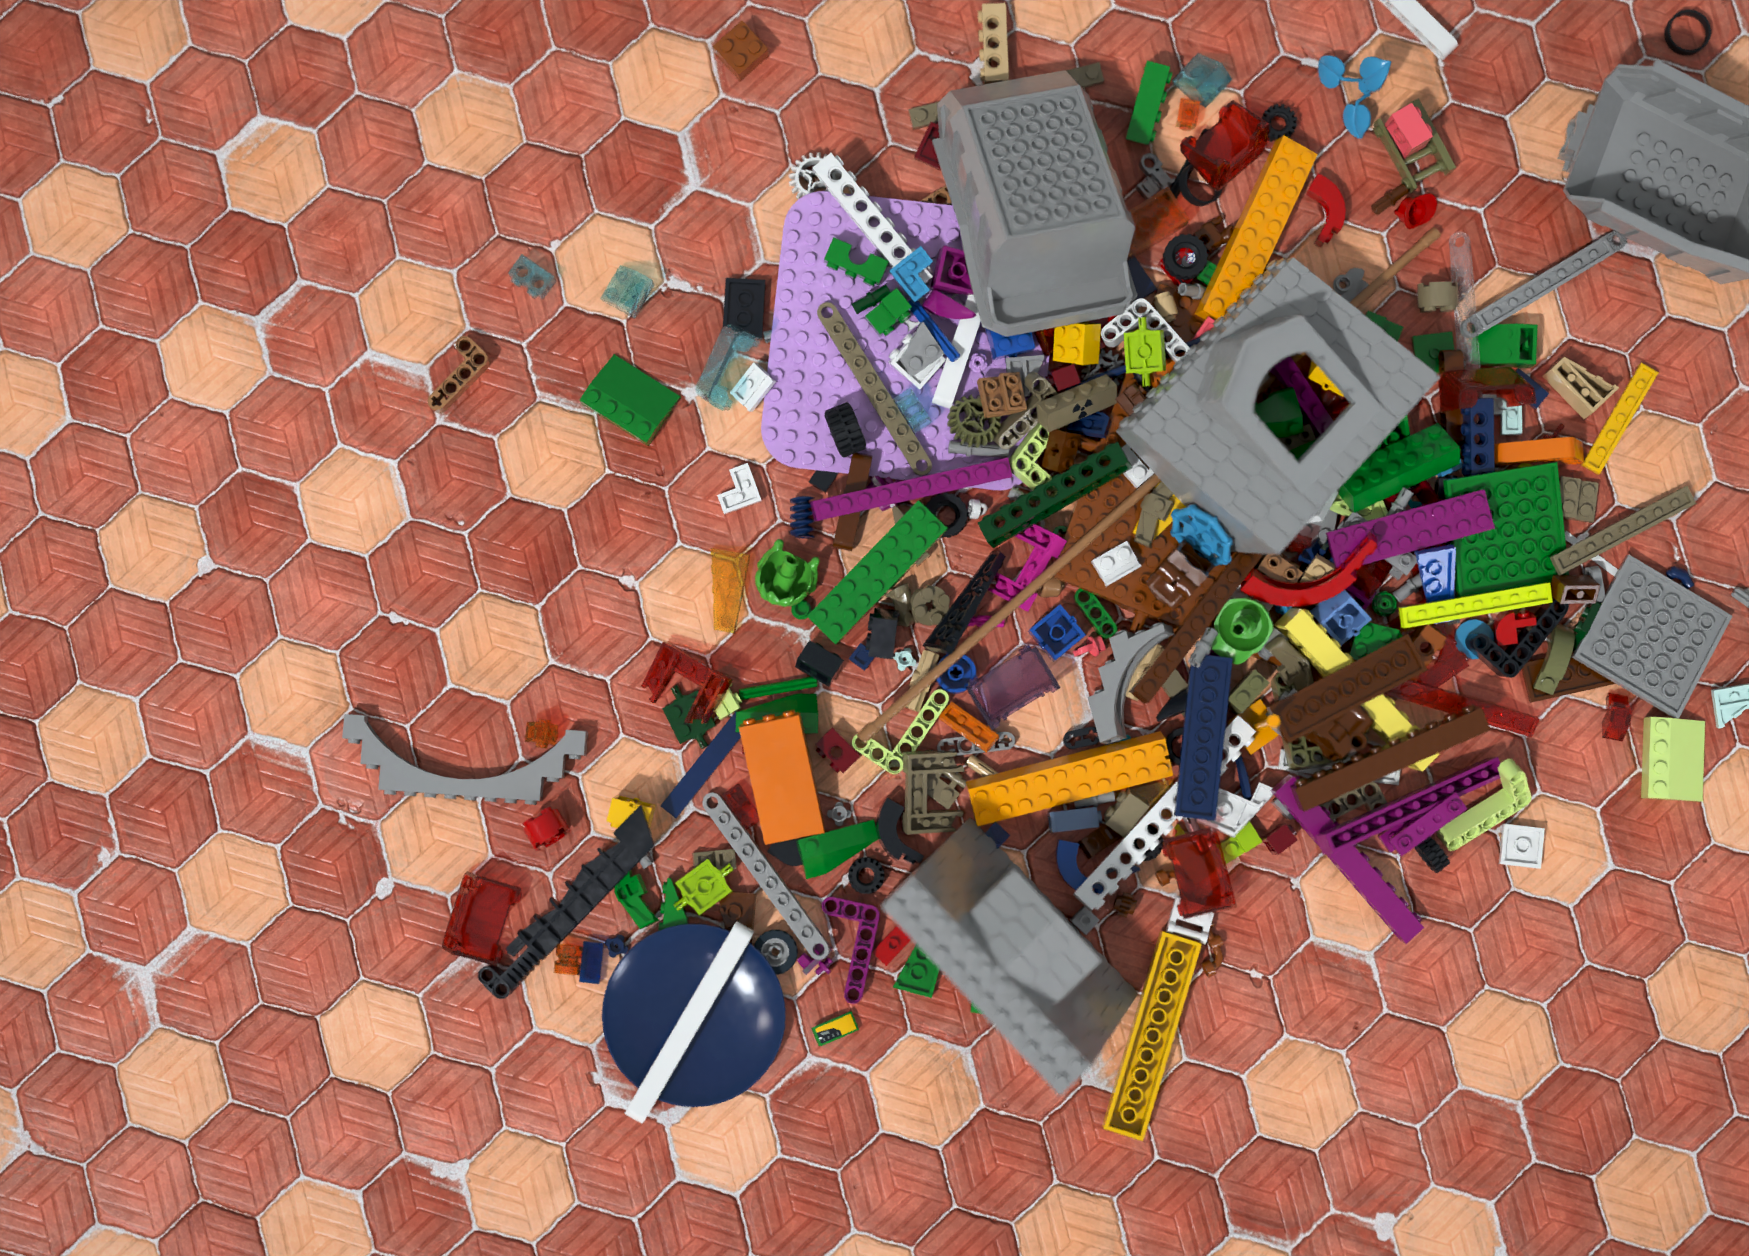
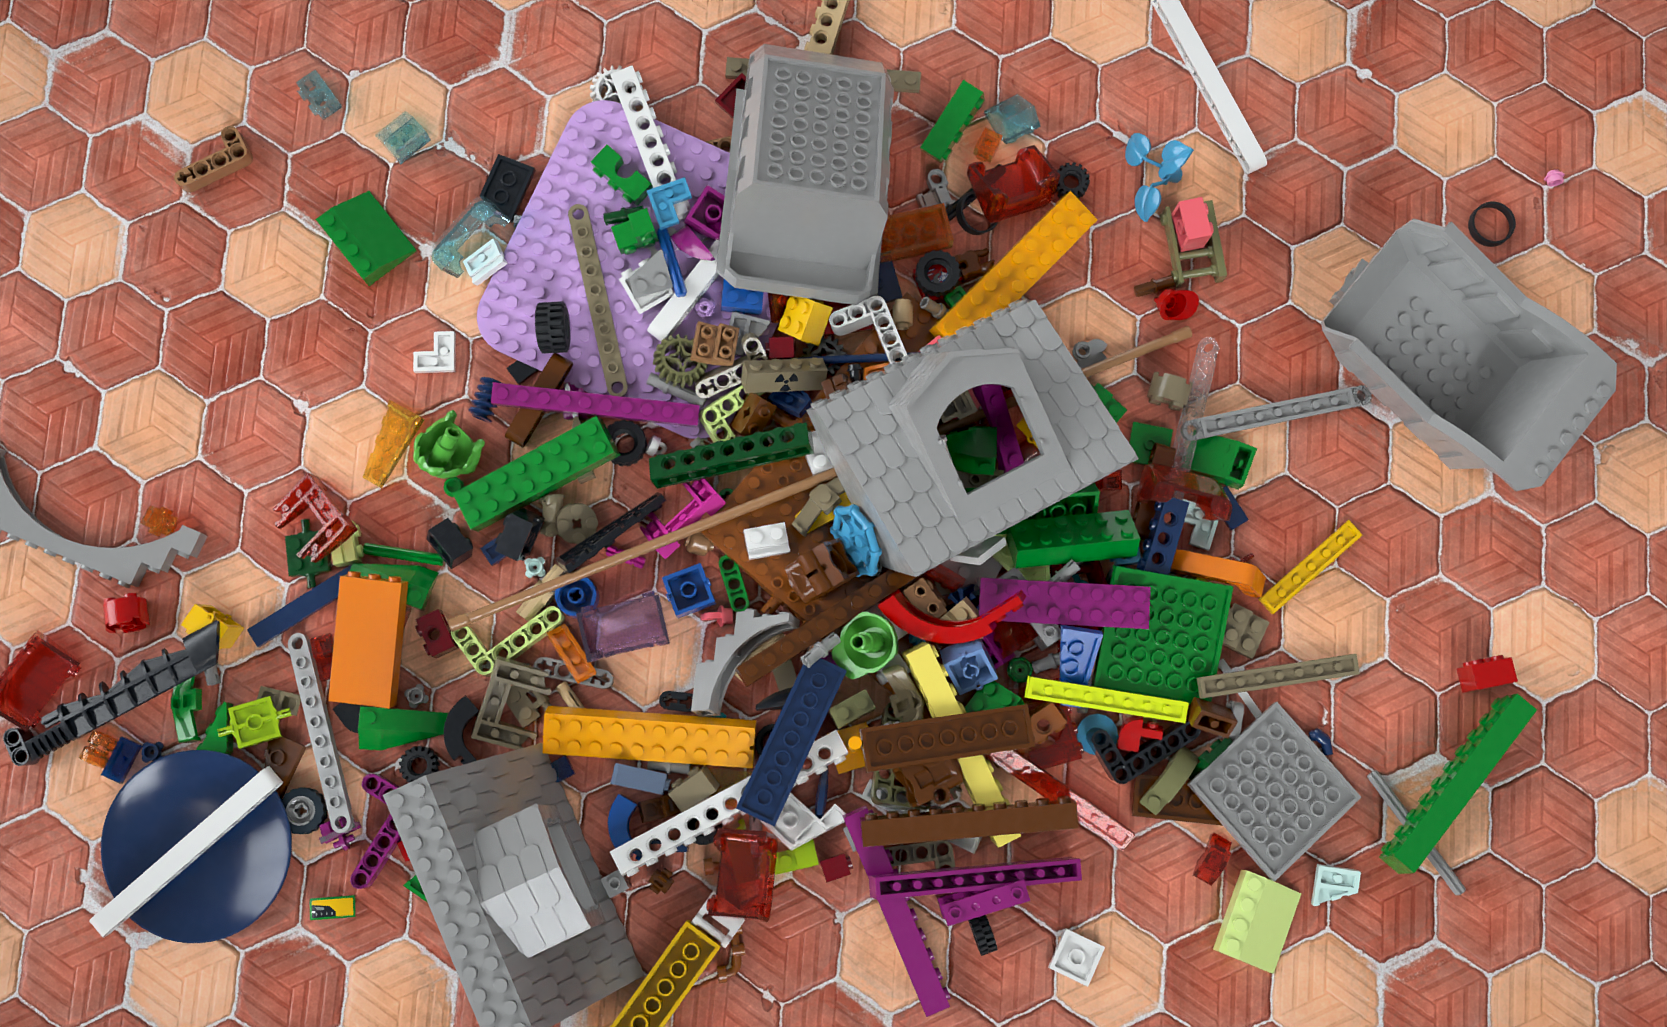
camera: 15 degrees right, 5 degrees down
(912, 411) = (625, 332): clear light blue brick -> none
(1144, 351) = (864, 346): lime plate -> none
(1332, 201) = (1097, 266): red arch -> none
(1491, 811) = (1056, 911): yellowish green beam -> none
(1578, 387) = (1279, 522): tan wedge -> none

